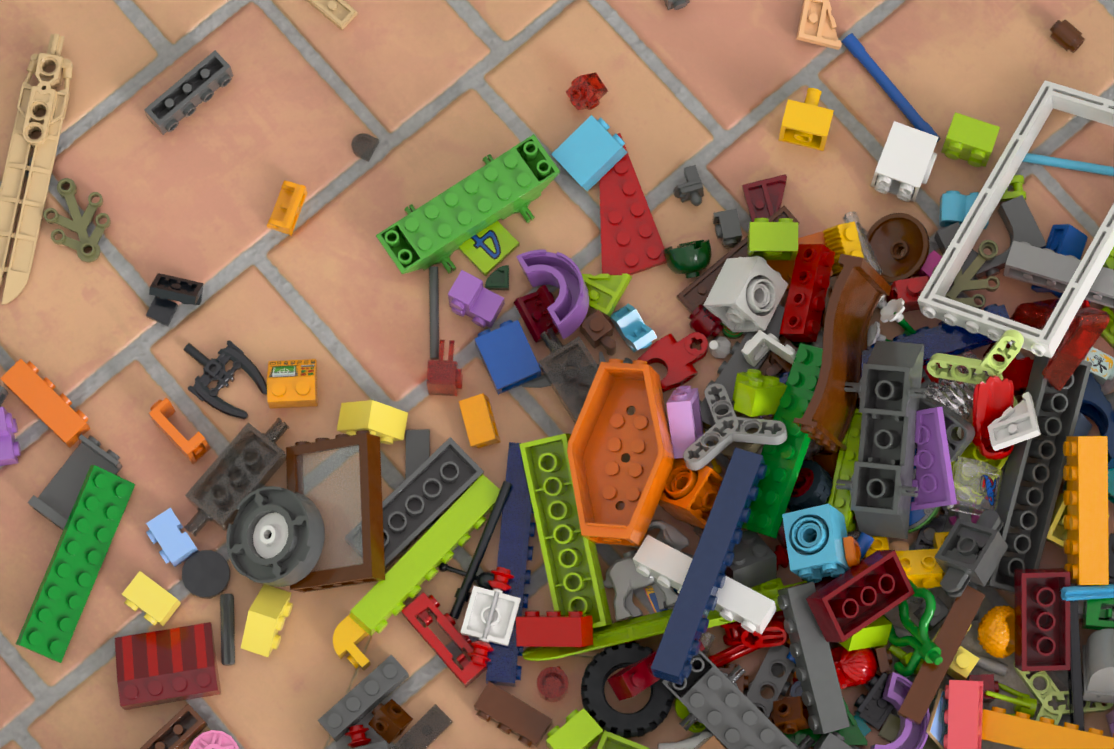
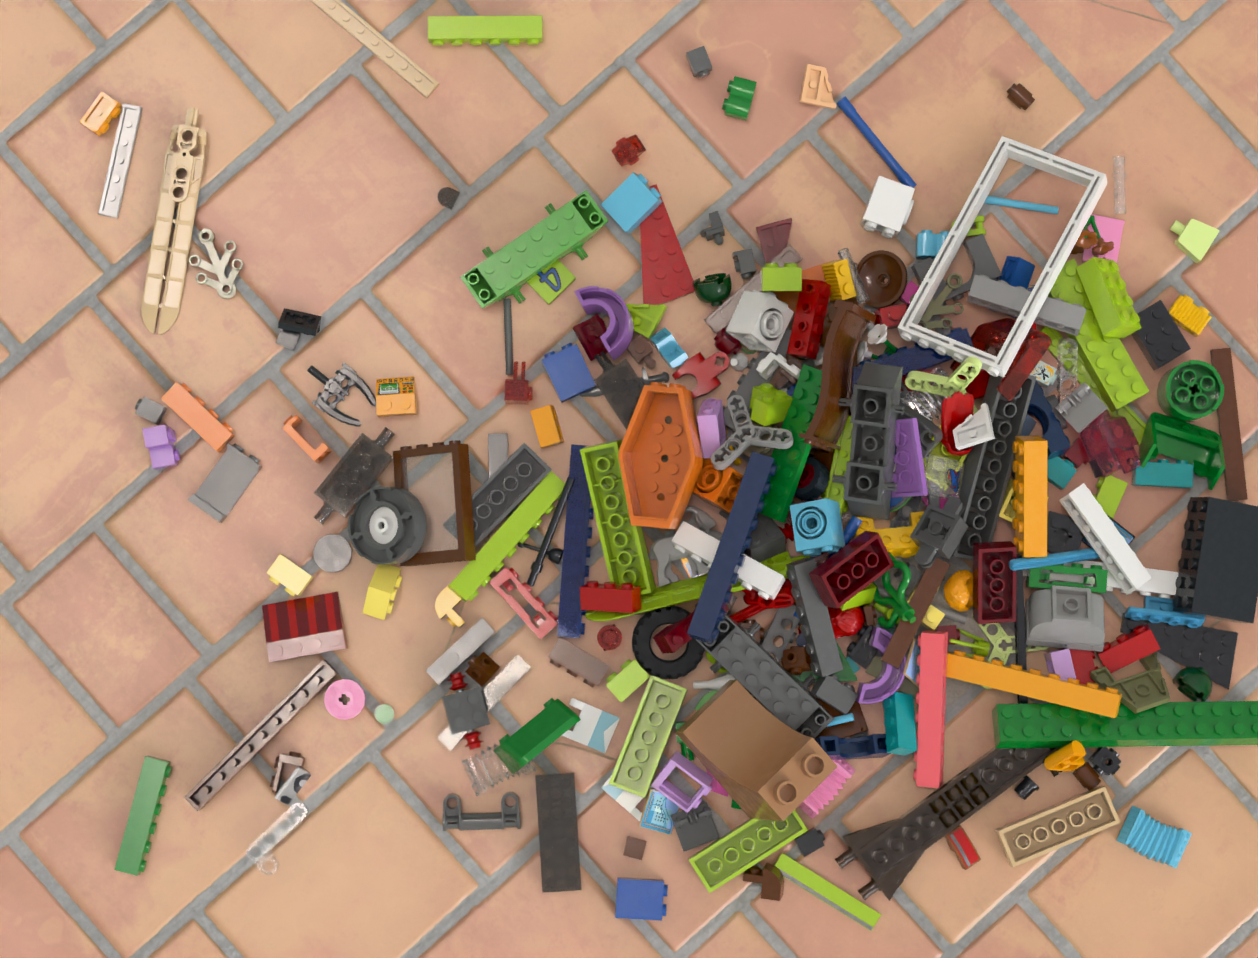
camera: 10 degrees left, 10 degrees up
(75, 564) = (228, 547): green plate -> none
(174, 544) = (304, 527): light blue brick -> none
(189, 92) = (303, 155): dark grey brick -> none
(227, 629) = (351, 597): dark grey axle -> none
(287, 207) = (387, 251): light orange hinge -> none
(375, 417) = (461, 428): light yellow brick -> none
(472, 299) = (539, 326): medium lavender brick -> none
(490, 616) = (559, 586): white plate -> none
(498, 279) = (560, 307): dark green tile -> none
(723, 33) = (740, 98): none -> green brick
(806, 122) = (807, 174): yellow brick -> none
(852, 551) = (845, 533): orange tile -> none
(970, 140) = (940, 188): lime brick -> none

